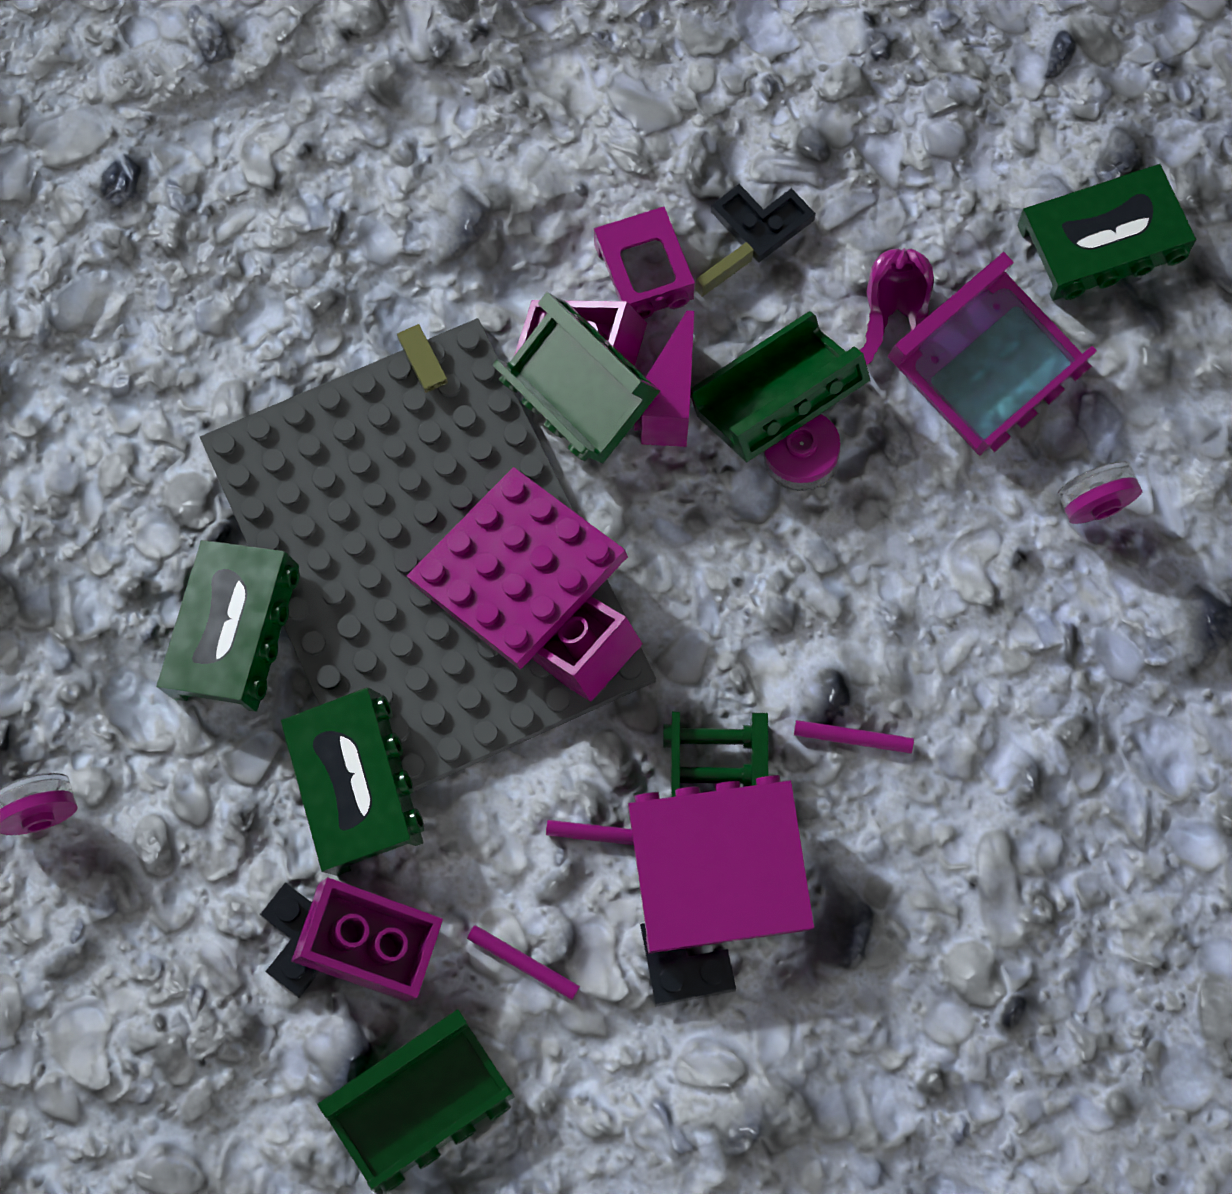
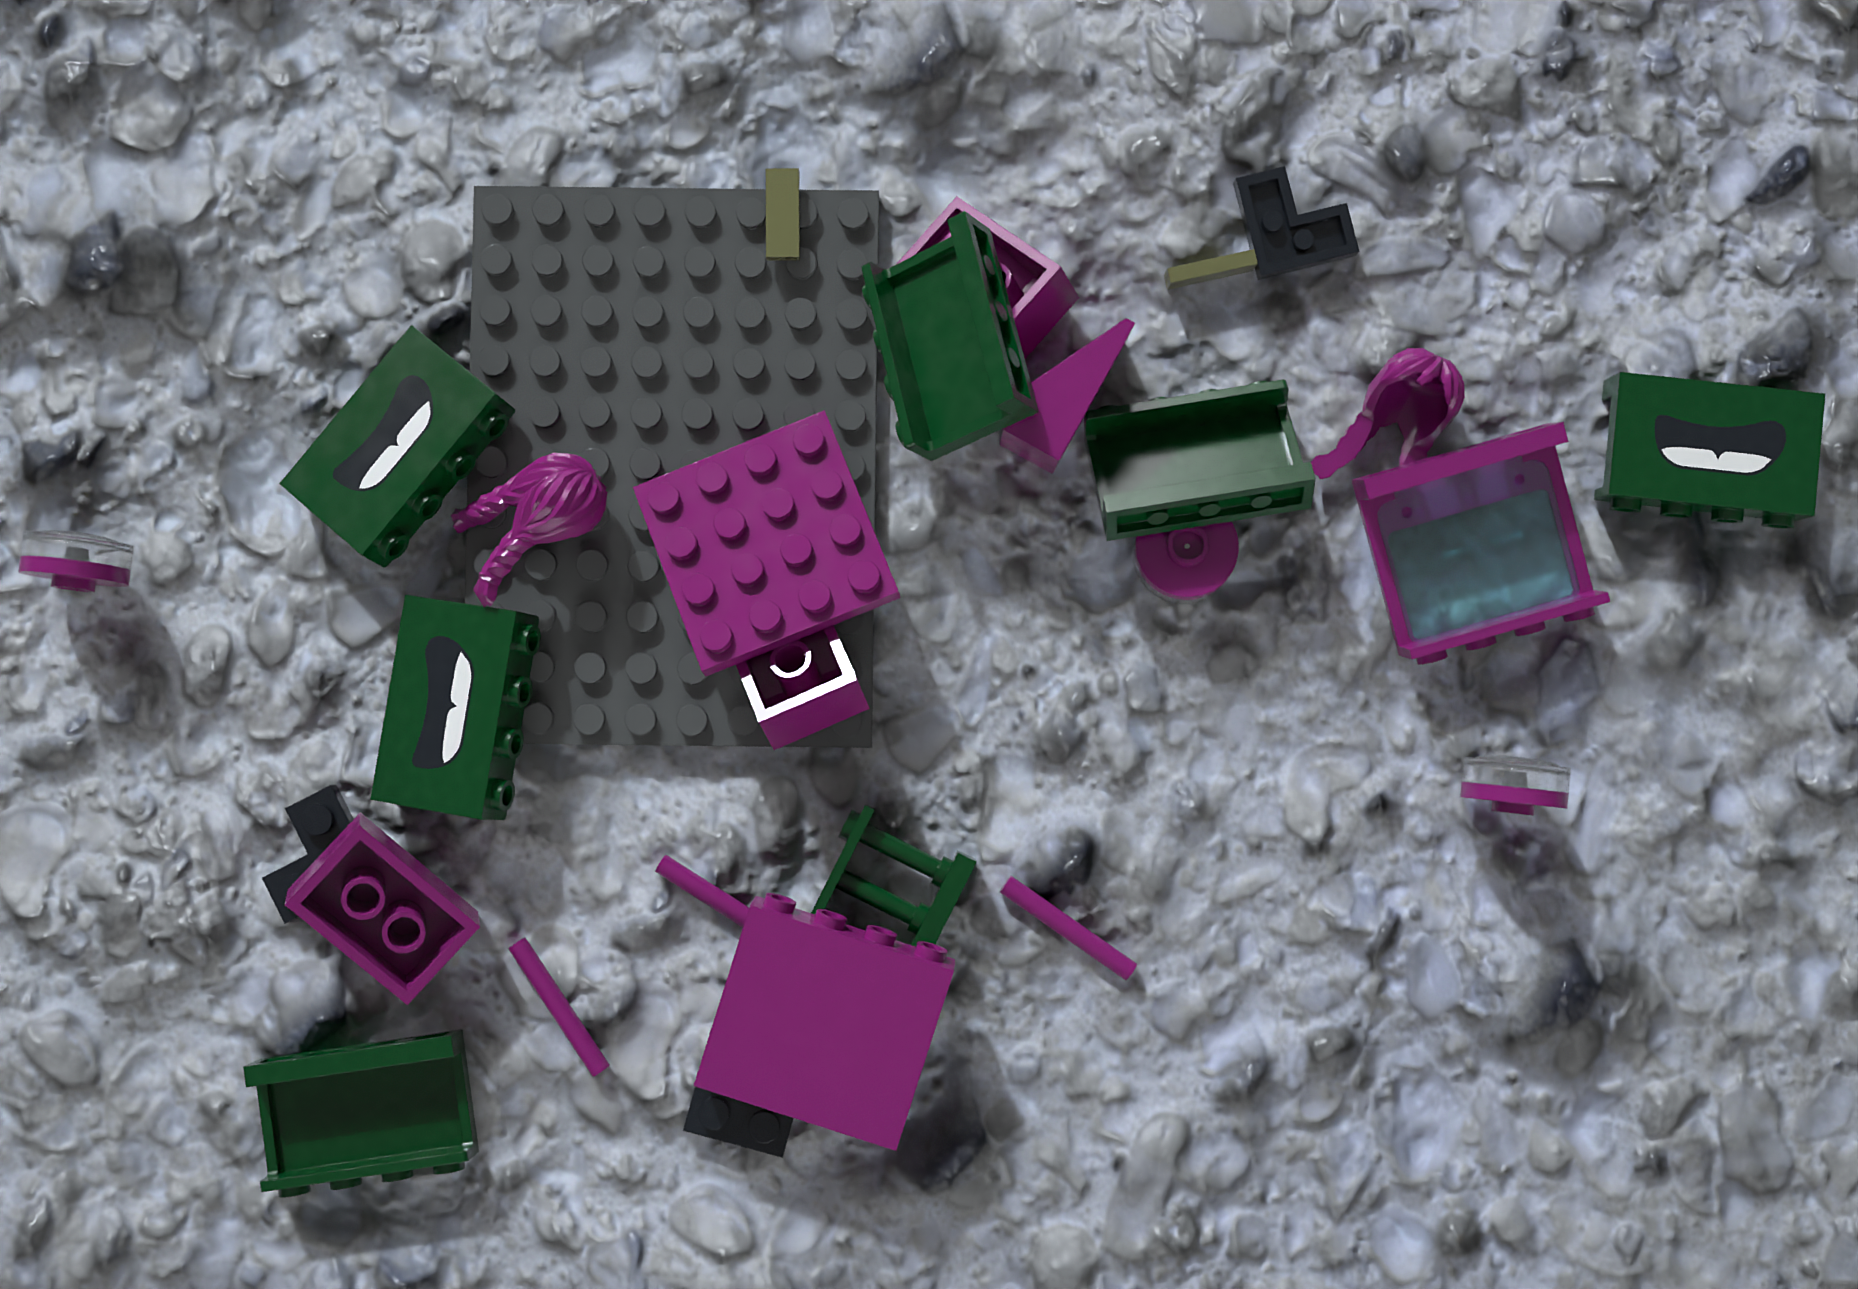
camera: 25 degrees right, 15 degrees up
(359, 603) = (554, 501): none -> magenta hair
(638, 230) = (1116, 171): magenta window -> none

